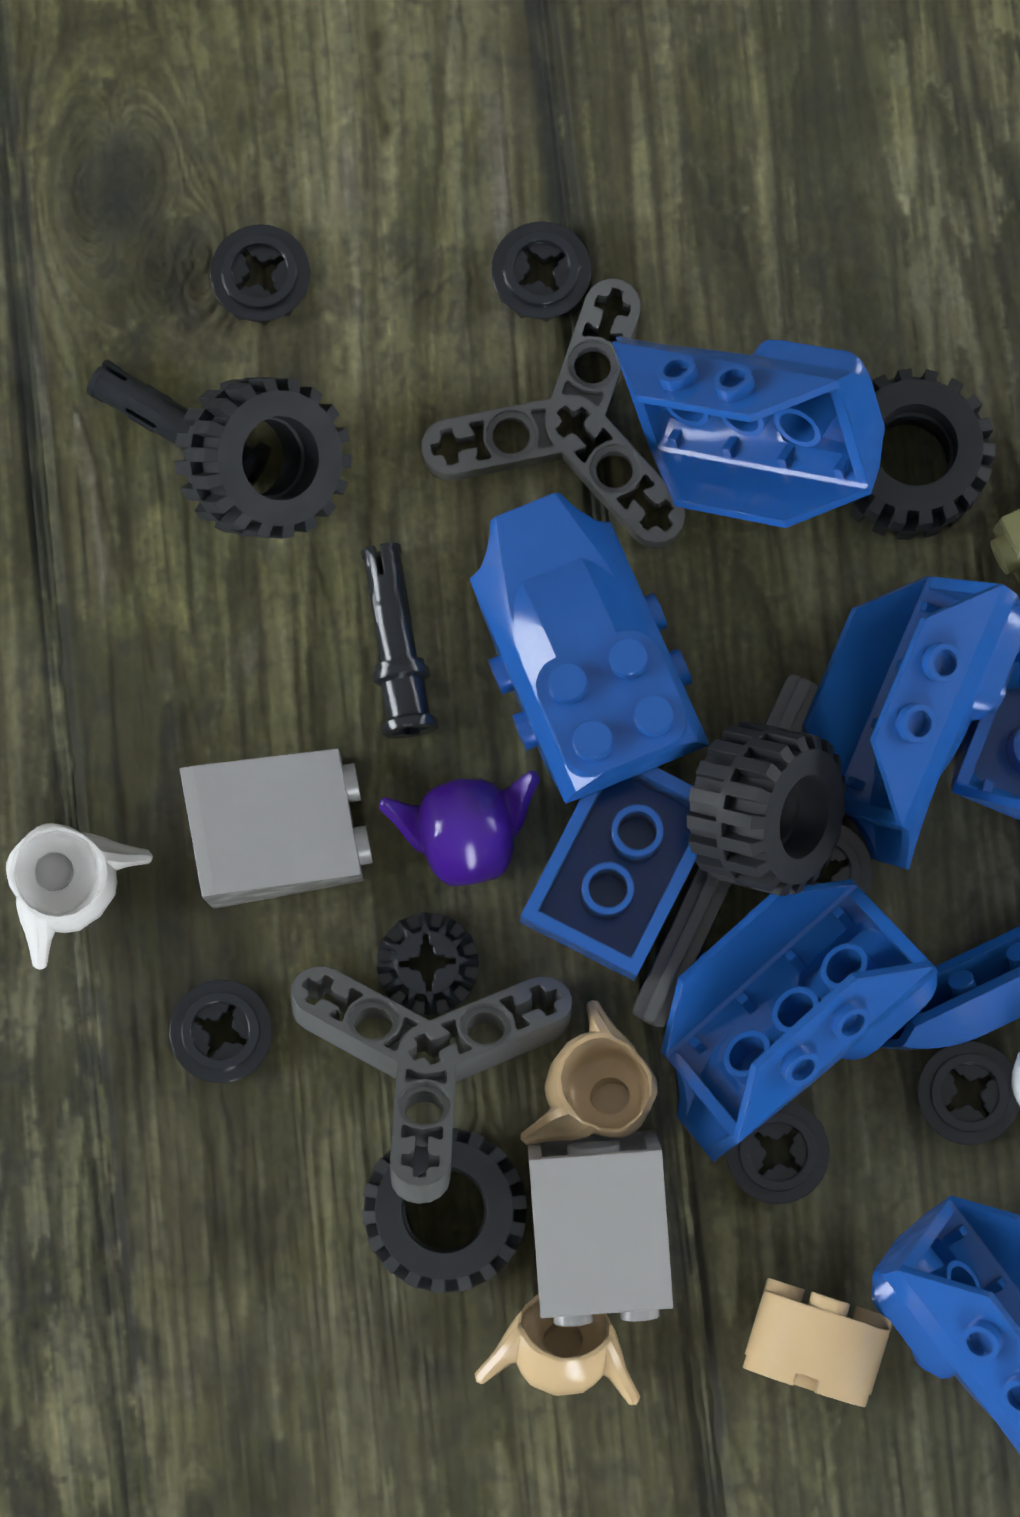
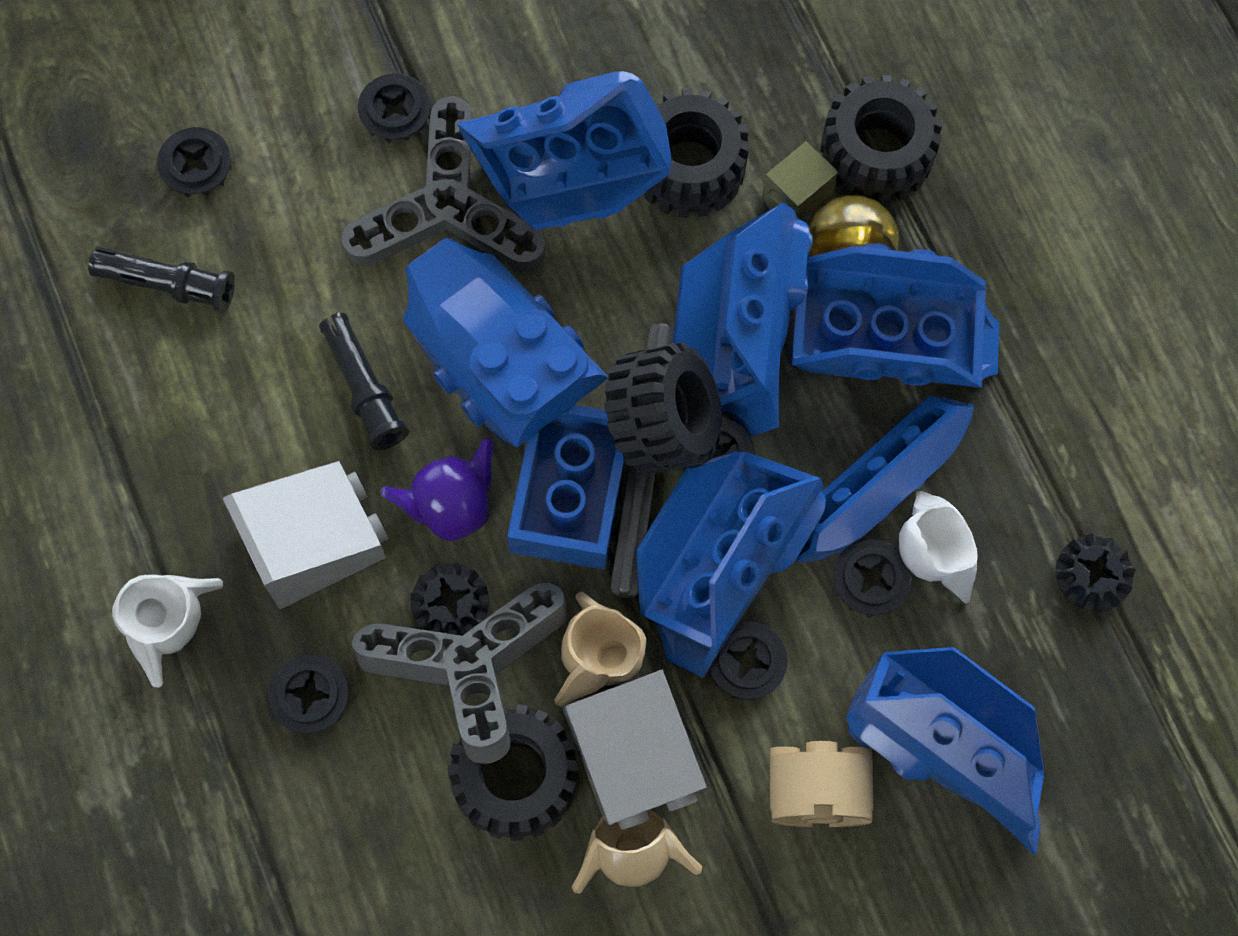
camera: 20 degrees left, 10 degrees down
(308, 468) = (256, 255): black tyre -> none

